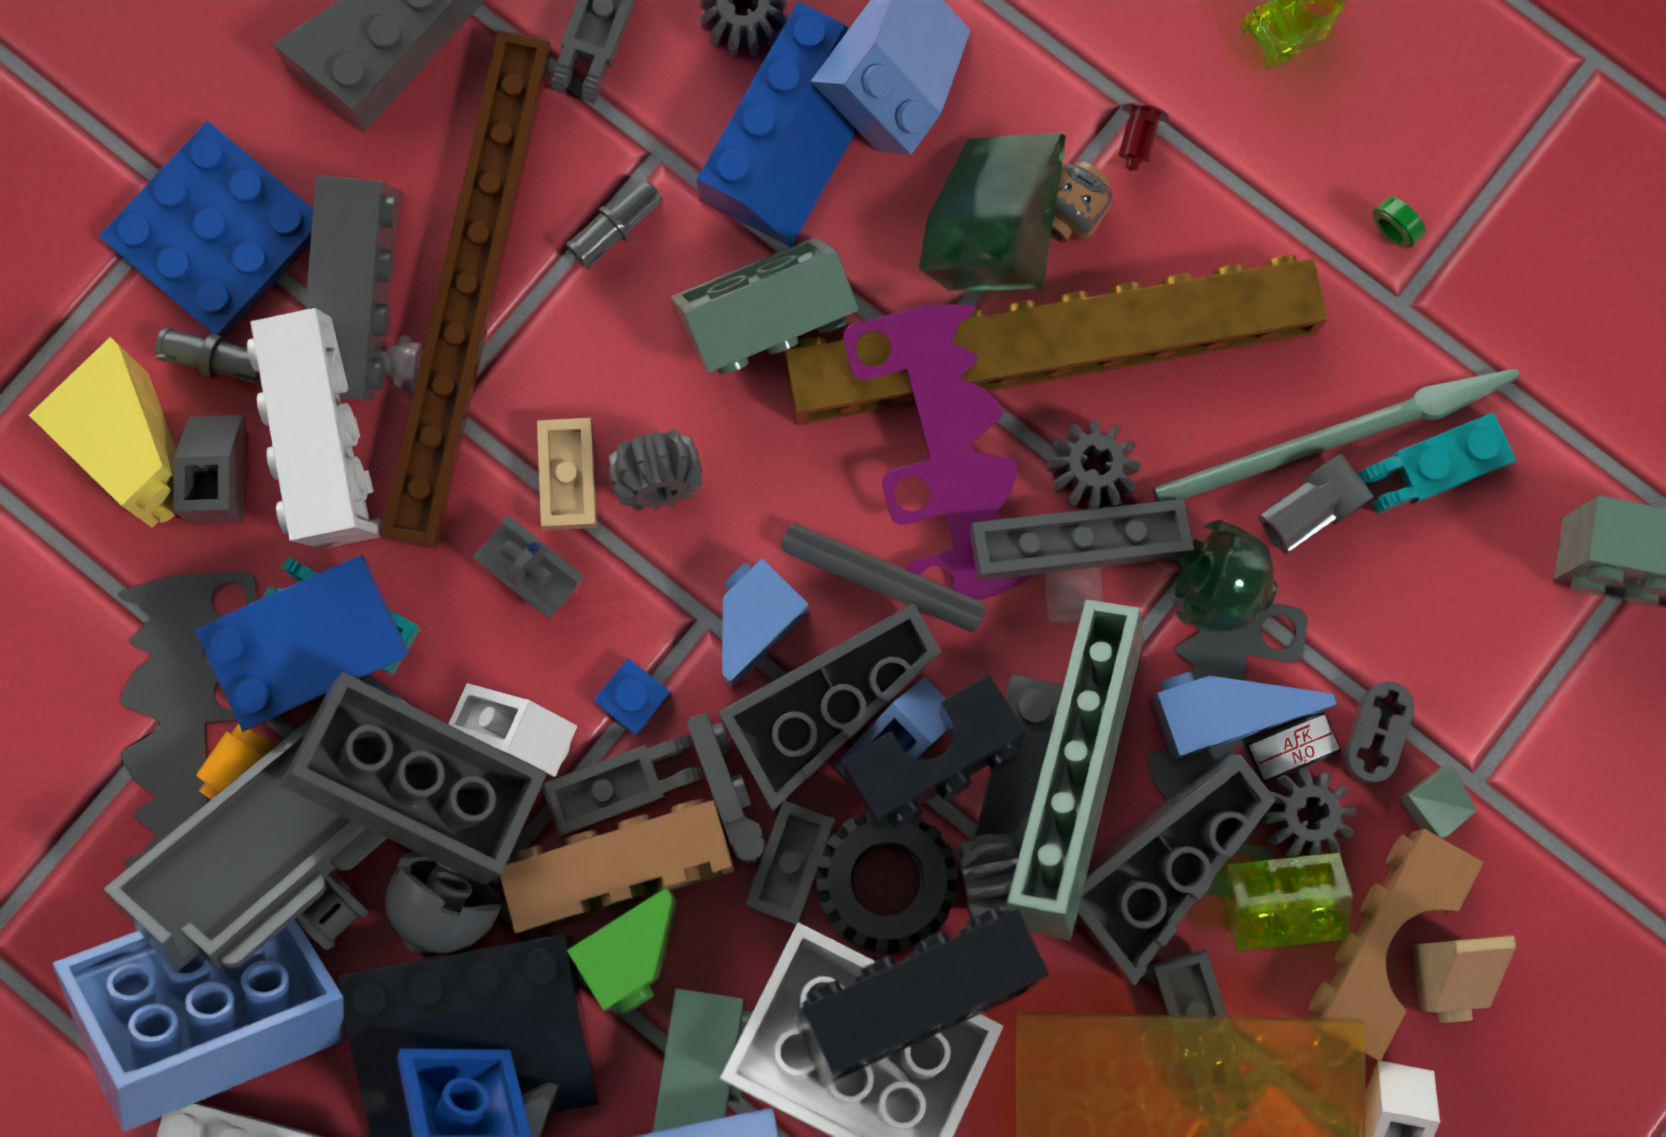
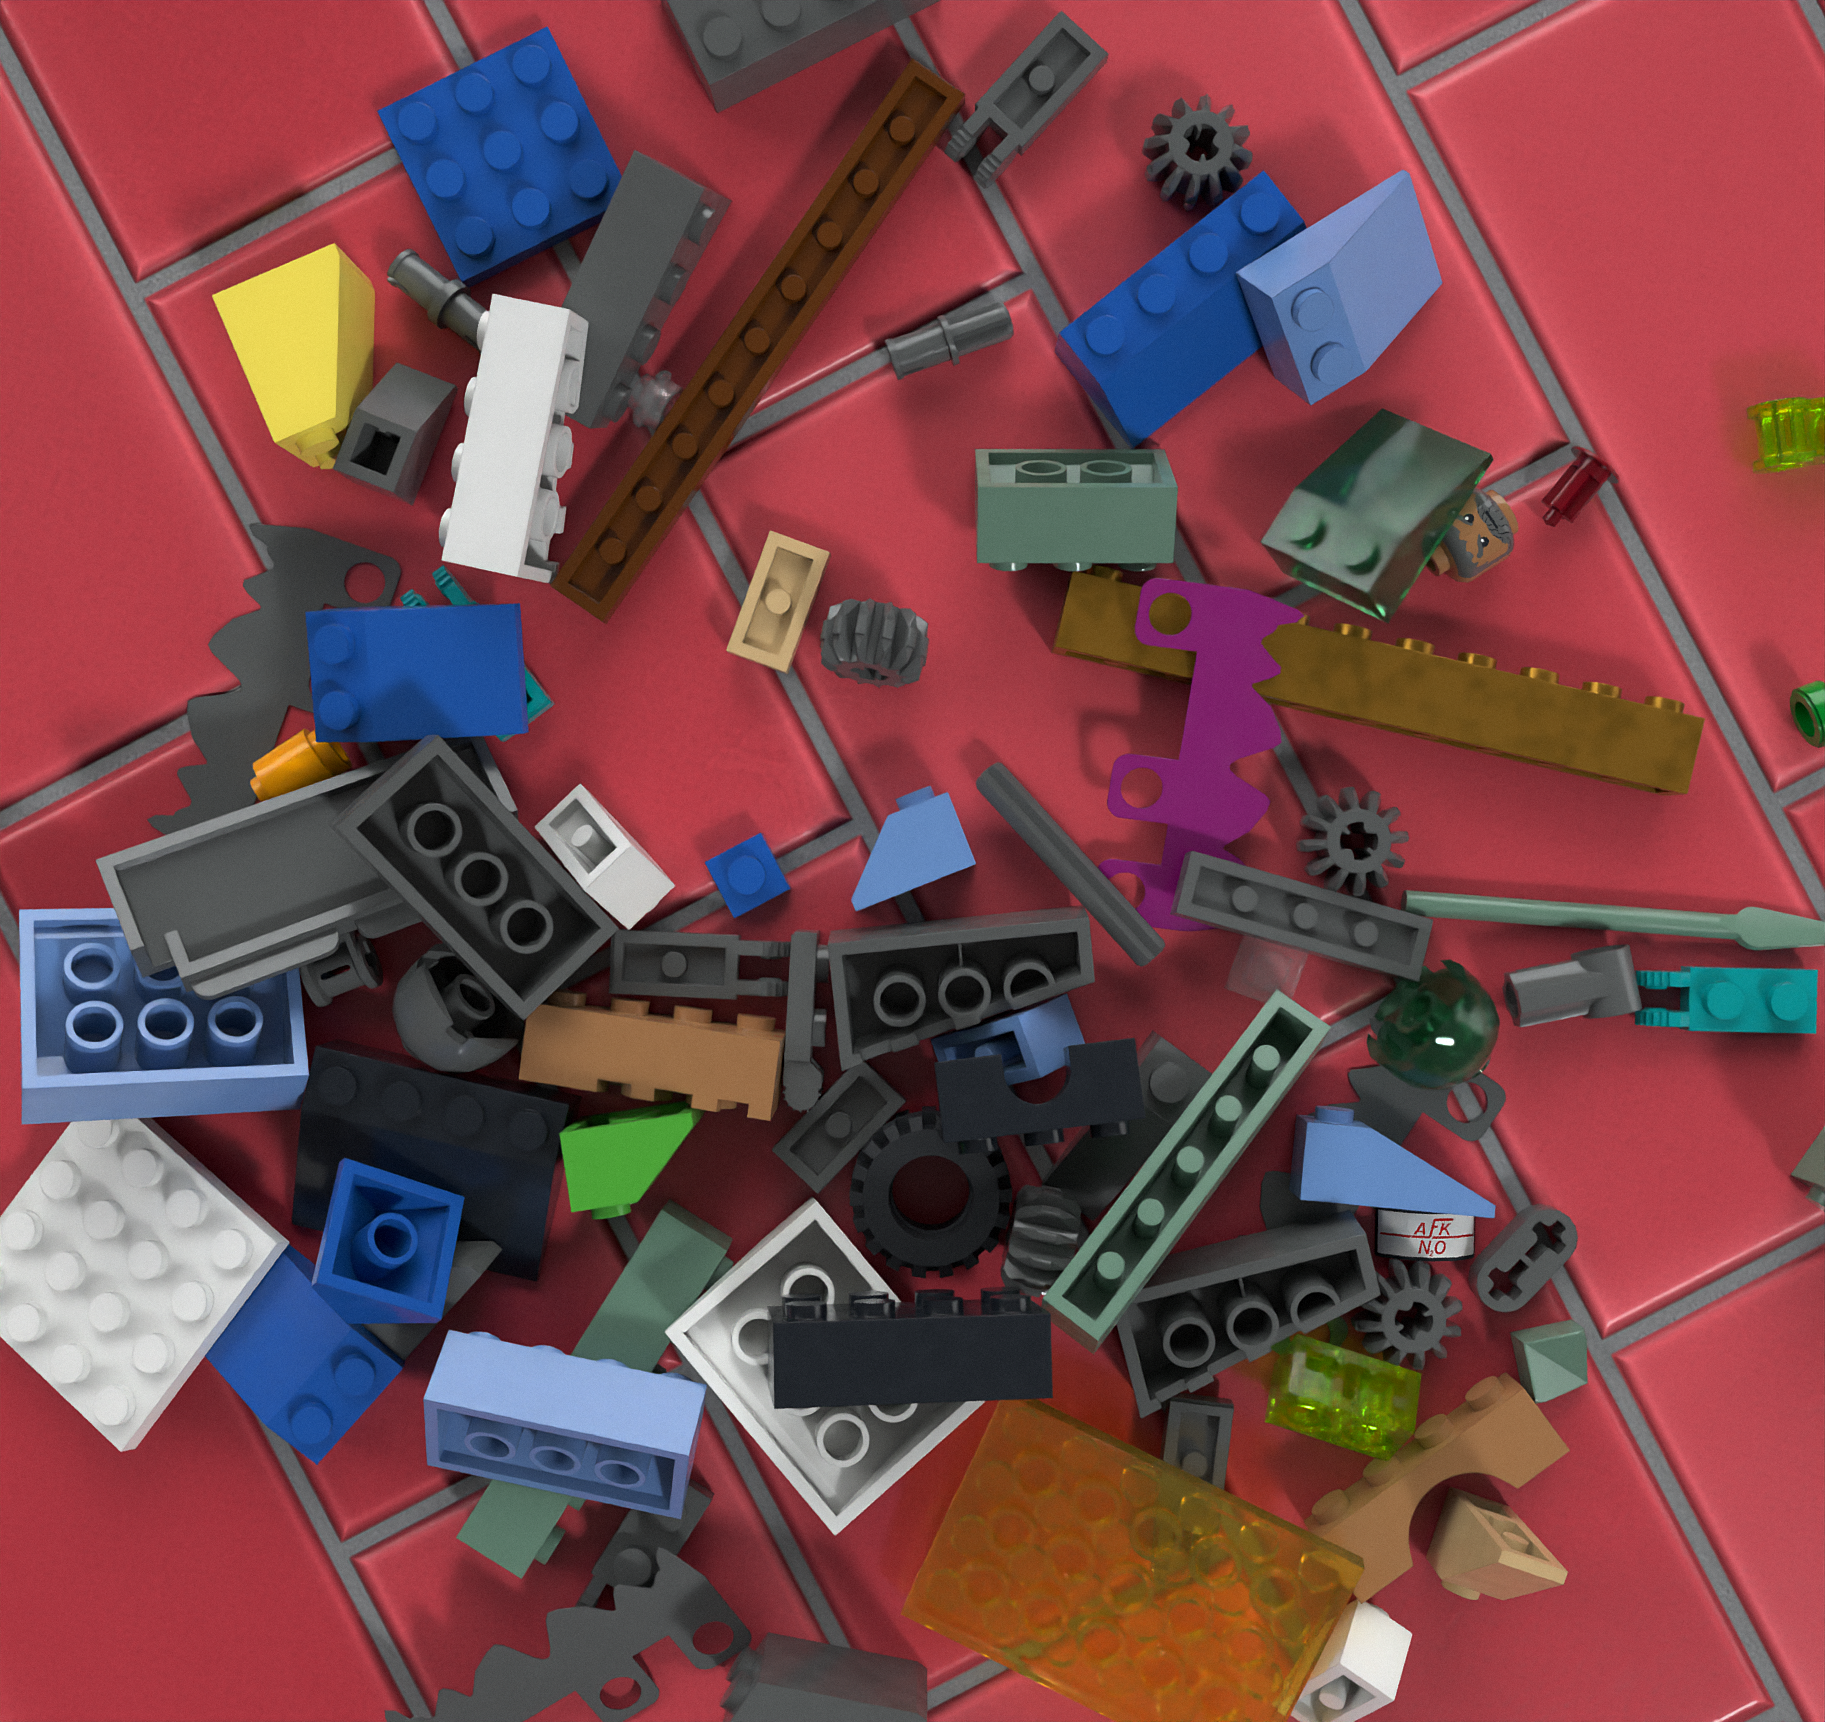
camera: 20 degrees right, 10 degrees up
(529, 567) = (694, 691): dark grey hips -> none

